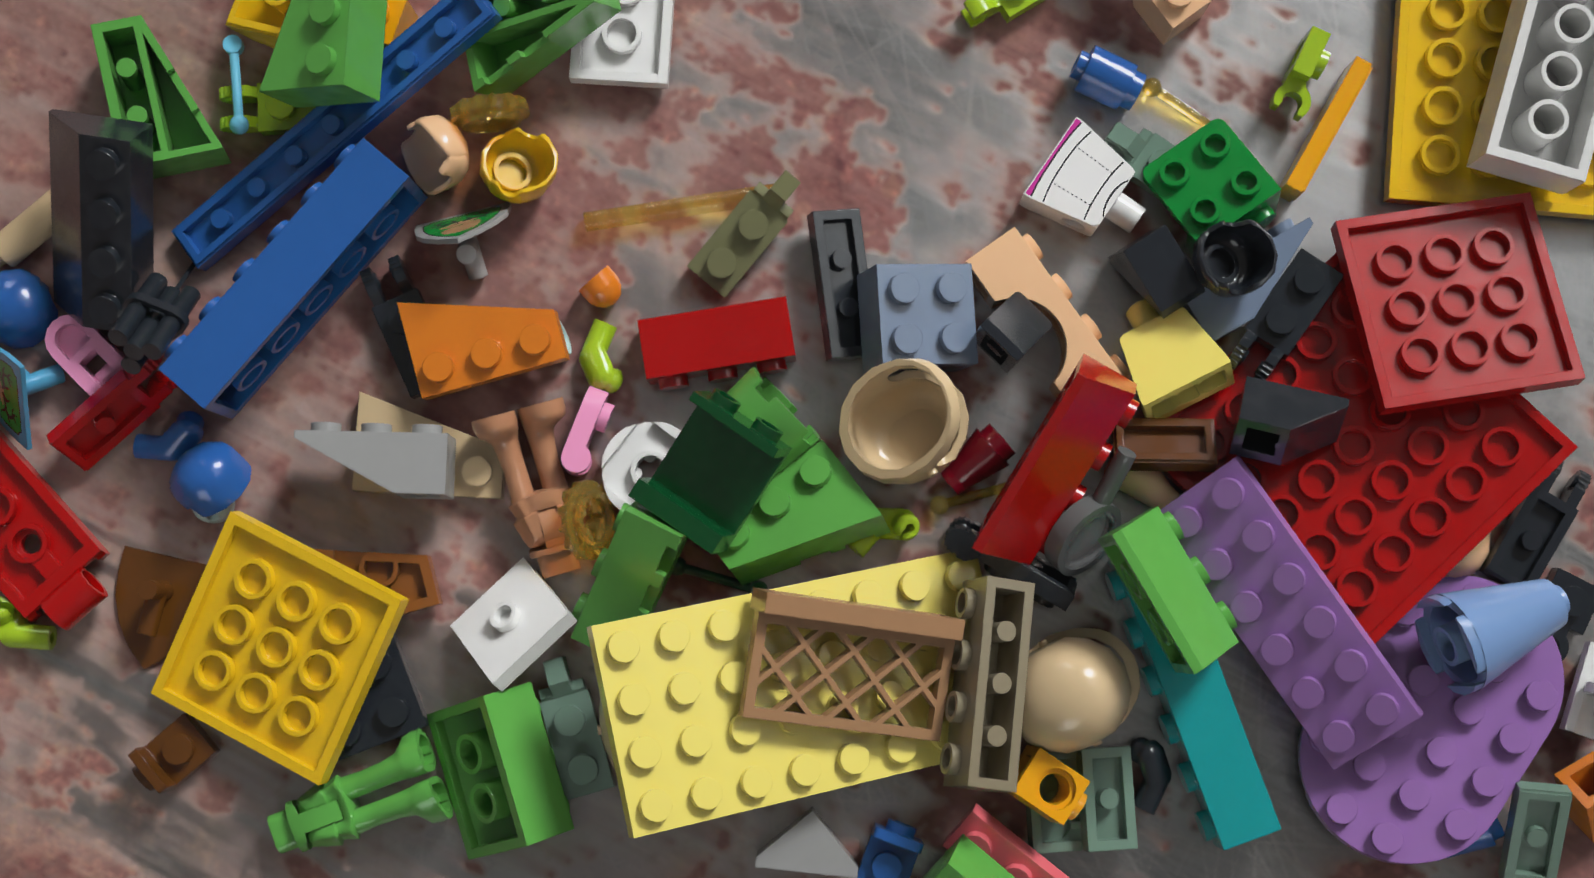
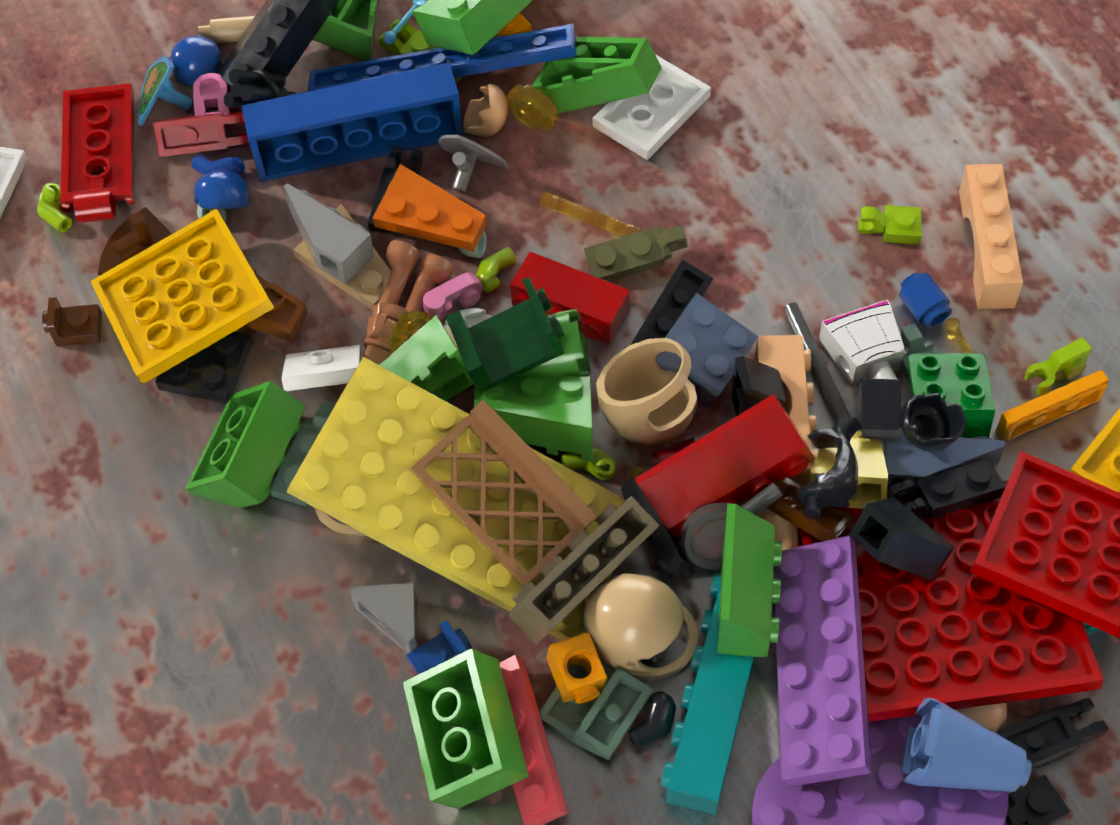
camera: 35 degrees right, 25 degrees down
(333, 811) = (134, 405): bright green piece -> none
(518, 165) = (526, 144): yellow hair -> none
(602, 289) = (524, 233): orange hinge -> none
(1046, 241) = (818, 364): none -> dark grey bar
(1188, 400) = (841, 480): none -> black animal

